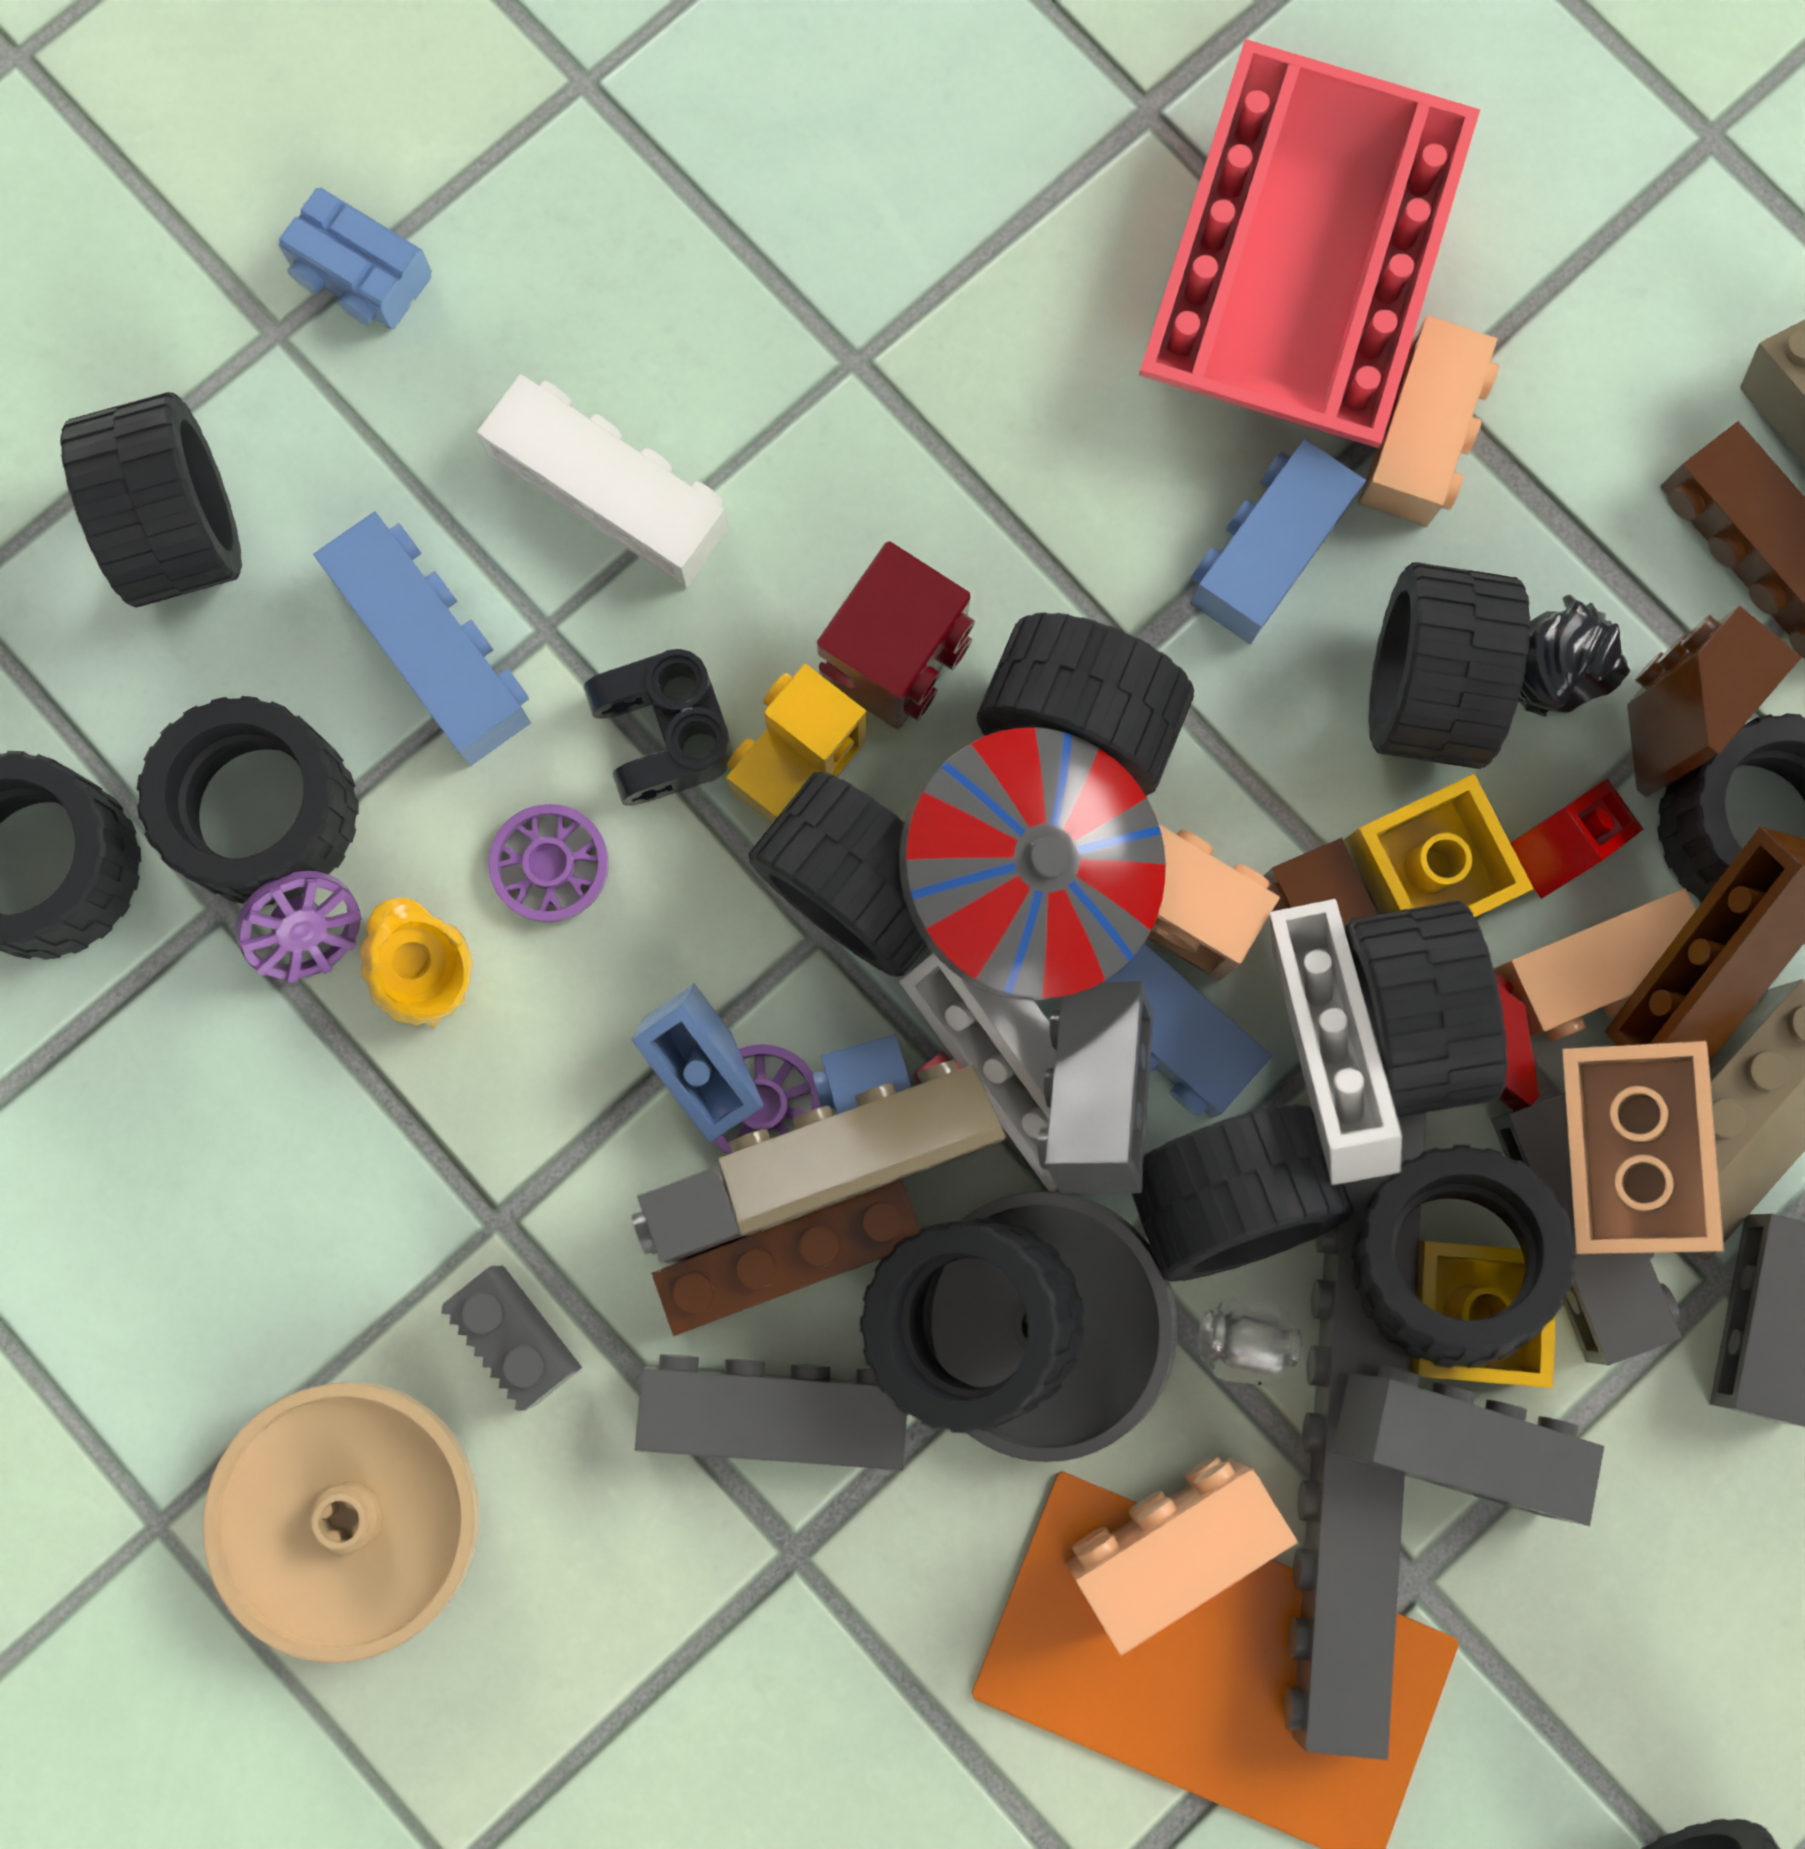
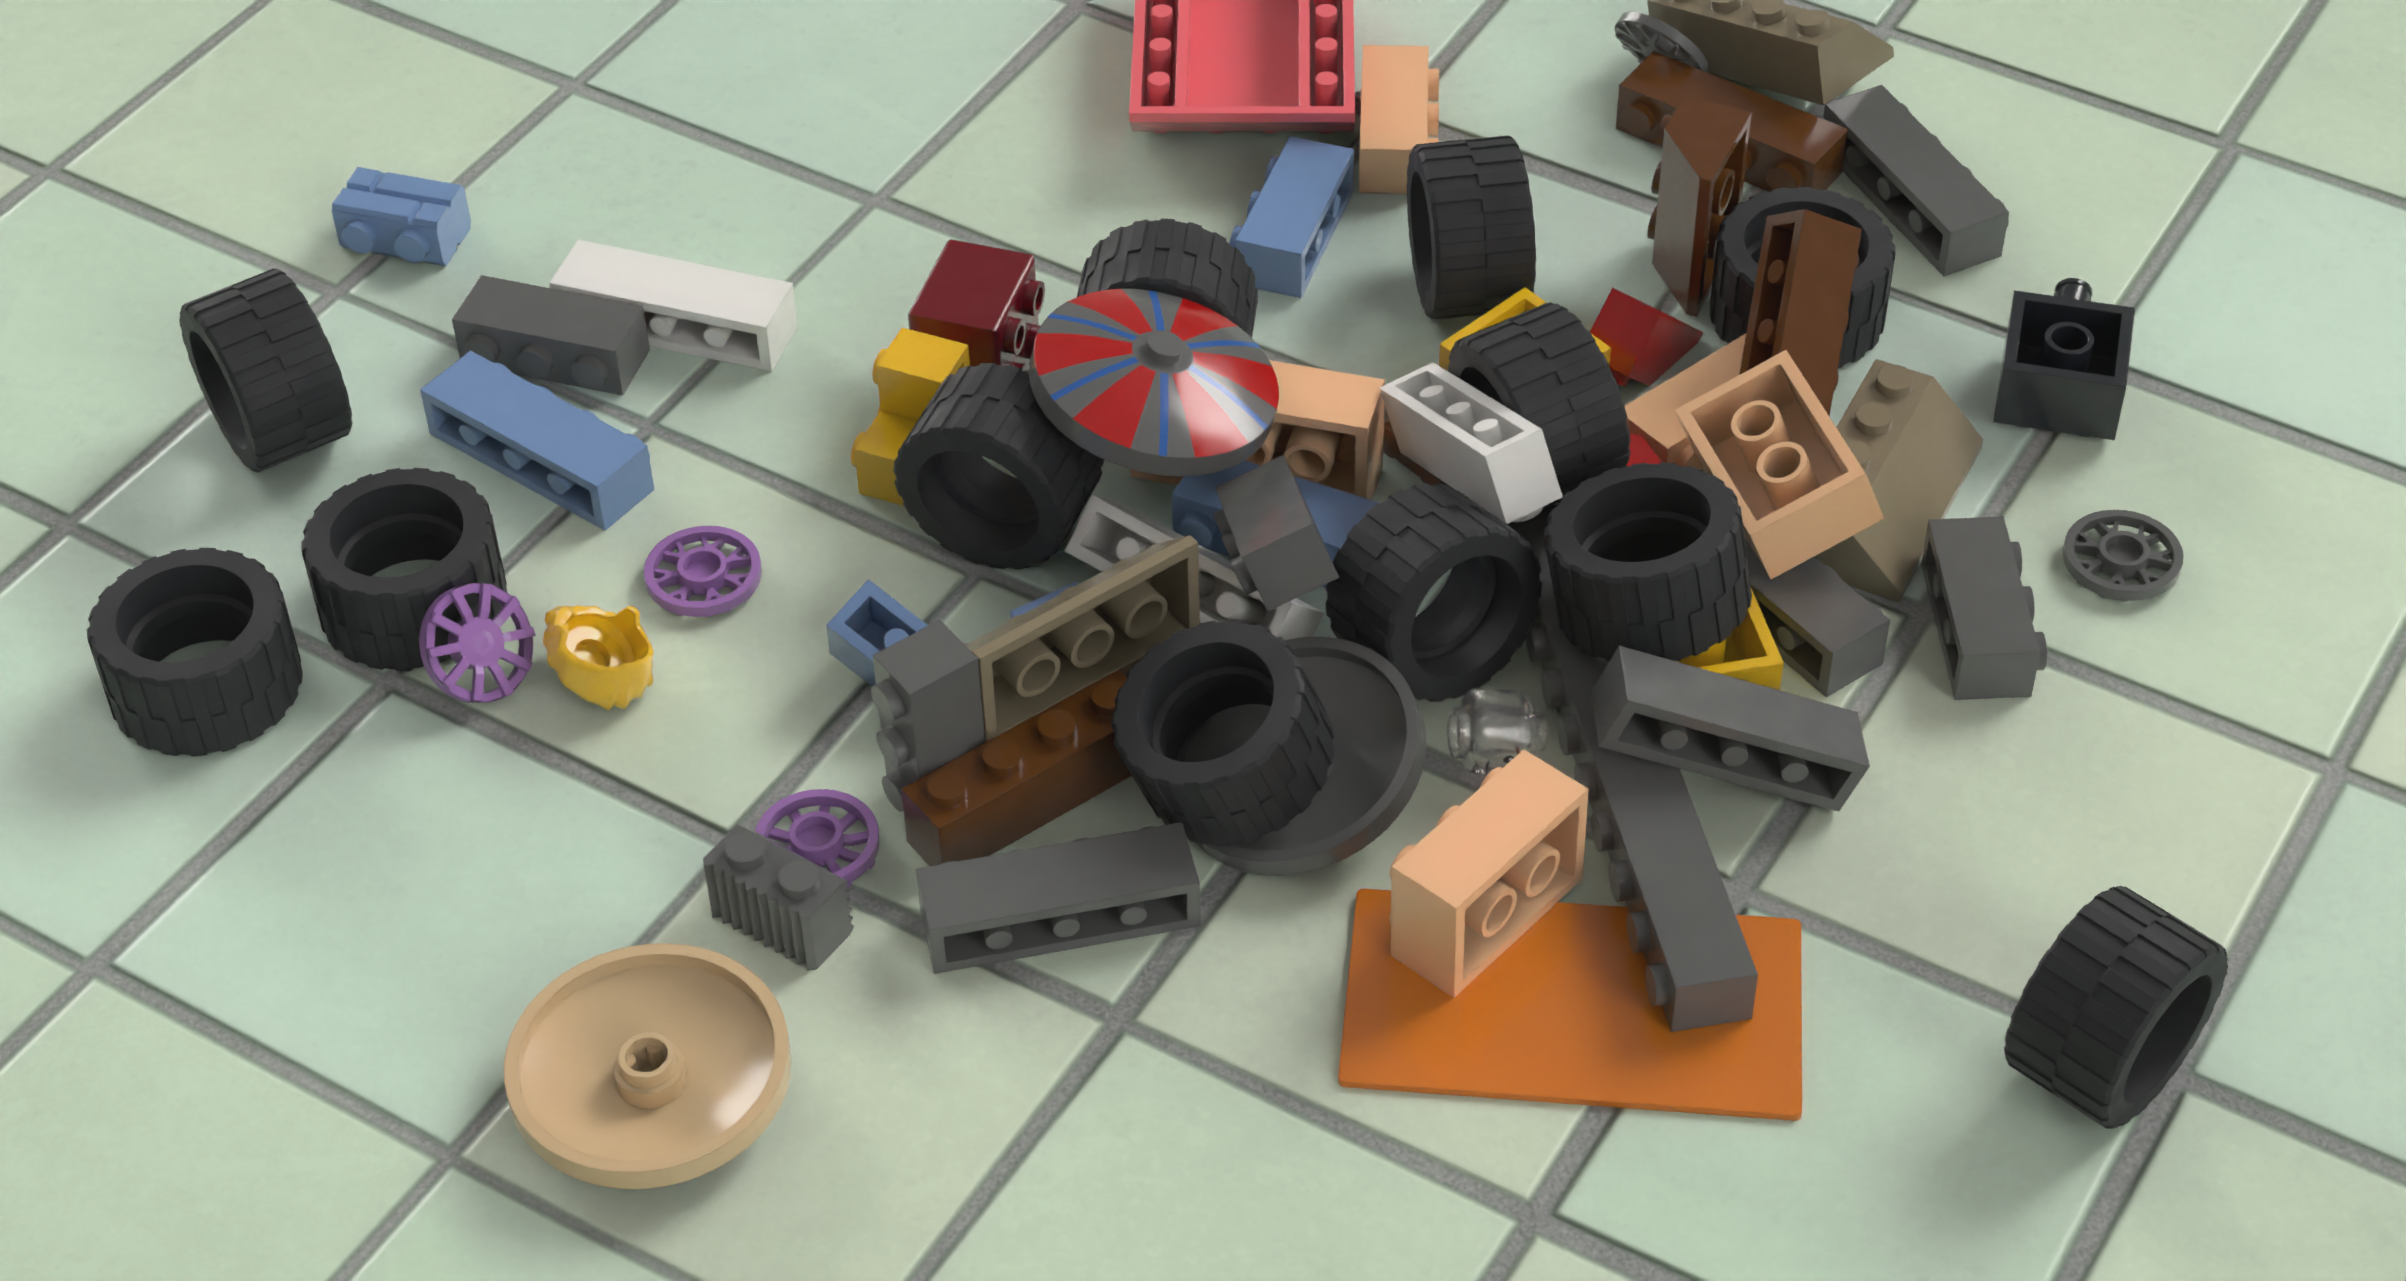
camera: 10 degrees left, 35 degrees down
(468, 489) = (553, 334): none -> dark grey brick
(571, 1255) = (820, 834): none -> medium lavender wheel
(643, 685) = (804, 445): black piece -> none
(1571, 659) = (1581, 223): black hair -> none
(1748, 412) = (1645, 34): none -> dark grey wheel

